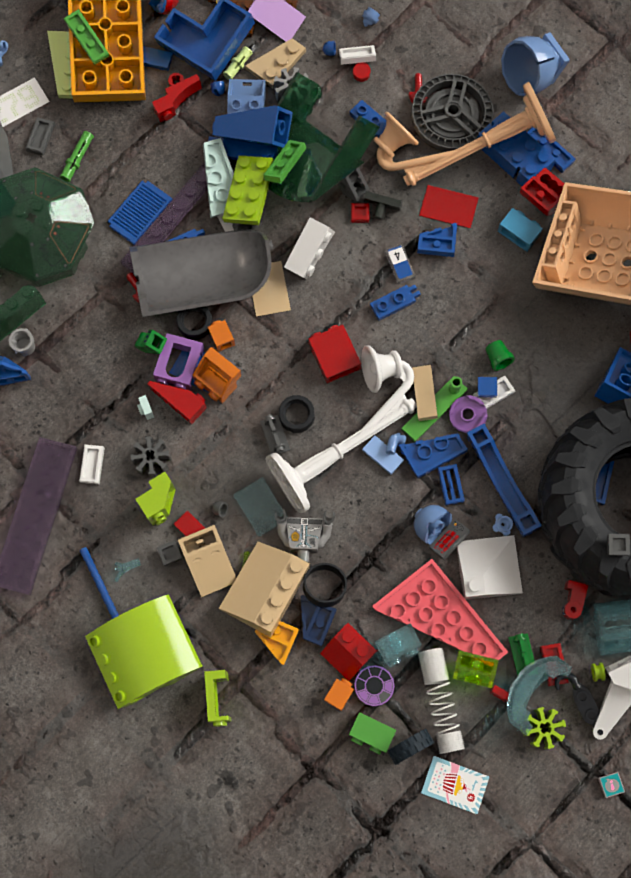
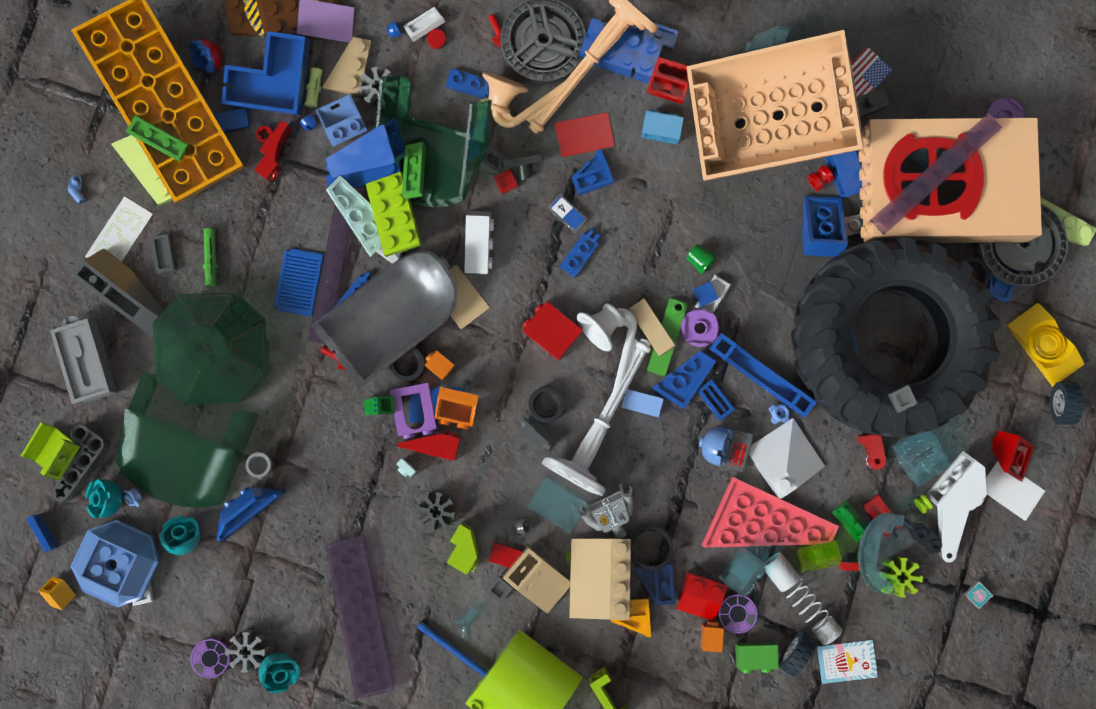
camera: 30 degrees left, 10 degrees up
(91, 464) = (385, 544): white tile -> none
(393, 441) = (646, 387): medium blue arm -> none

